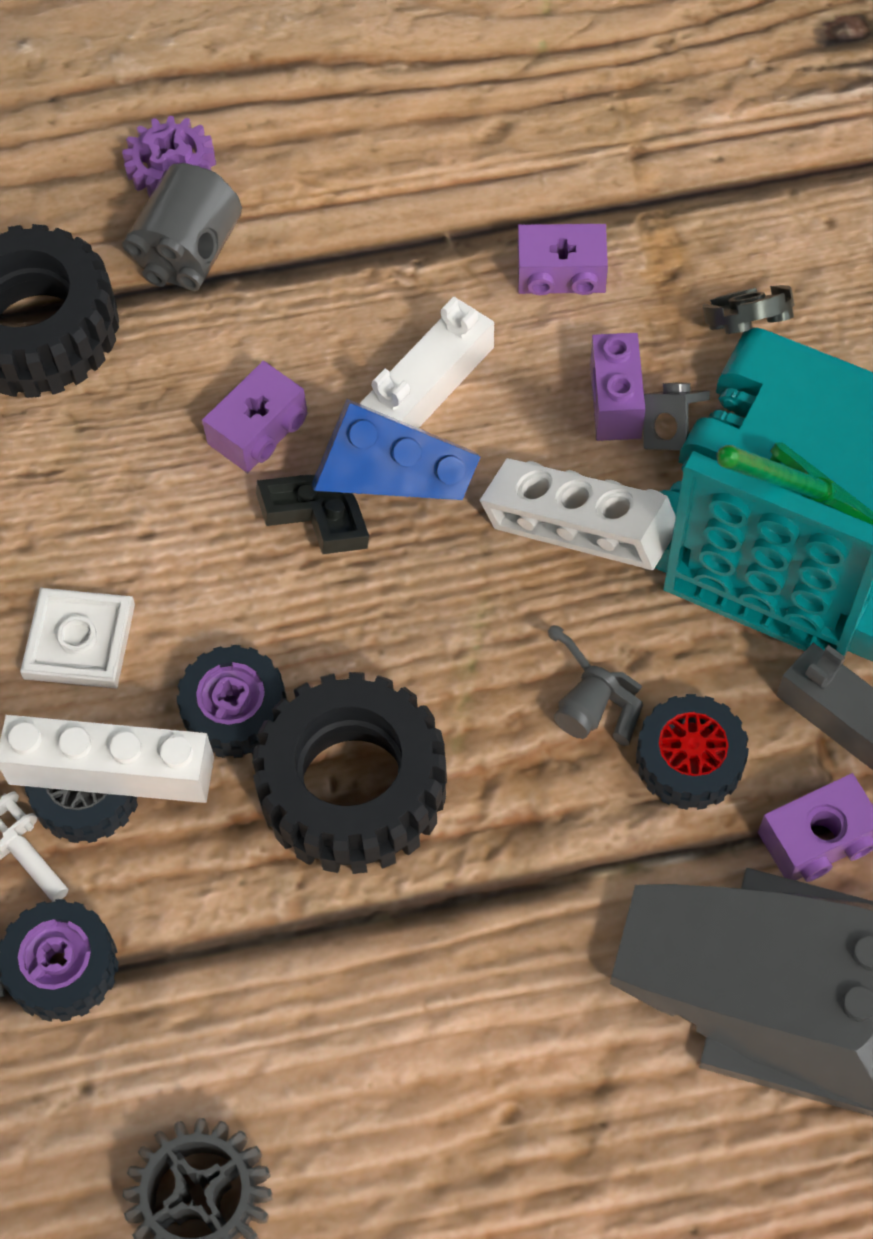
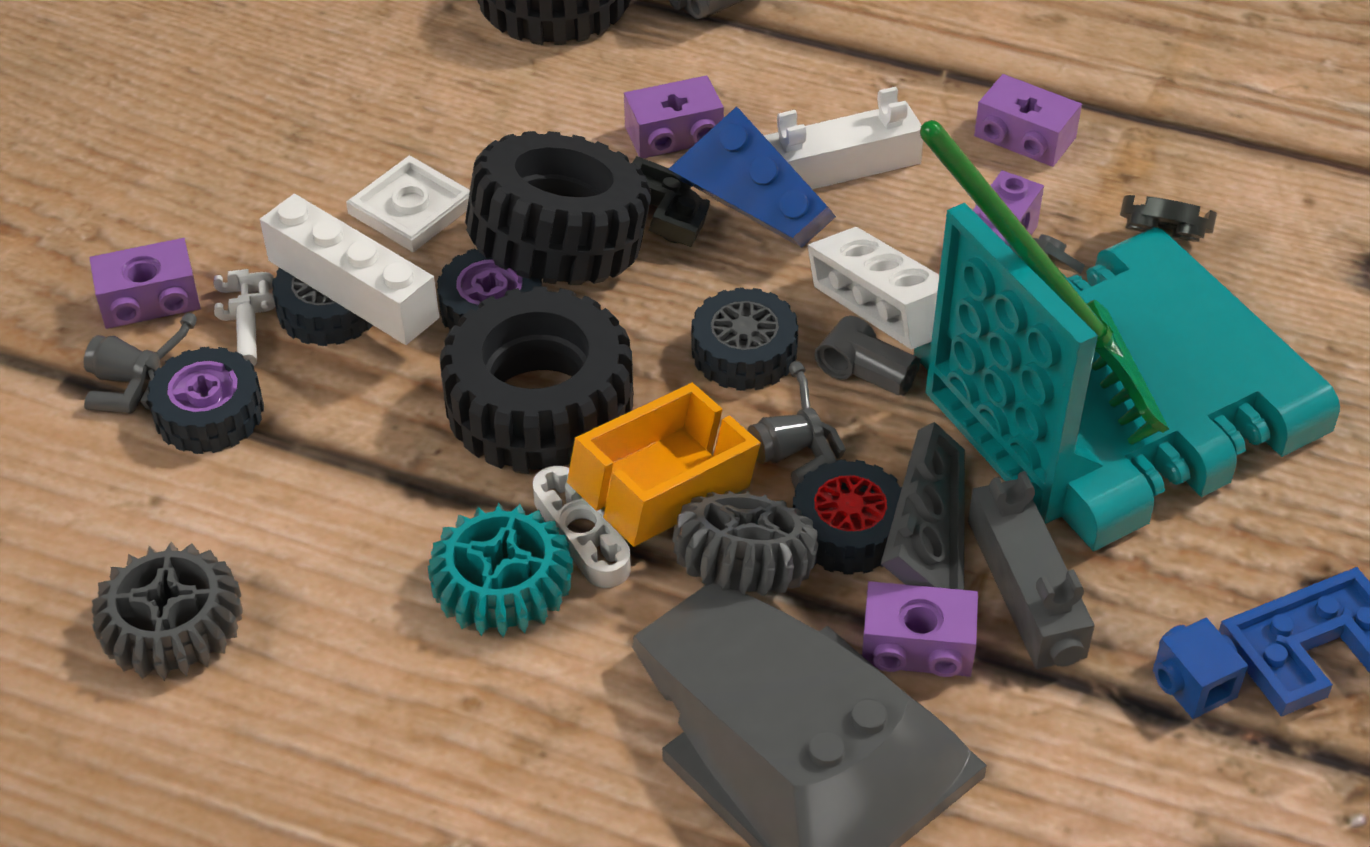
camera: 30 degrees right, 15 degrees down
(243, 627) = (557, 207): none -> black tyre
(471, 969) = (513, 567): none -> teal gear
(483, 621) = (744, 338): none -> black wheel
(519, 893) = (582, 545): none -> white beam
(522, 801) = (660, 460): none -> light orange piece
(583, 584) = (856, 351): none -> dark grey piece
(670, 841) = (745, 542): none -> dark grey gear
(770, 732) = (929, 519): none -> dark grey wing

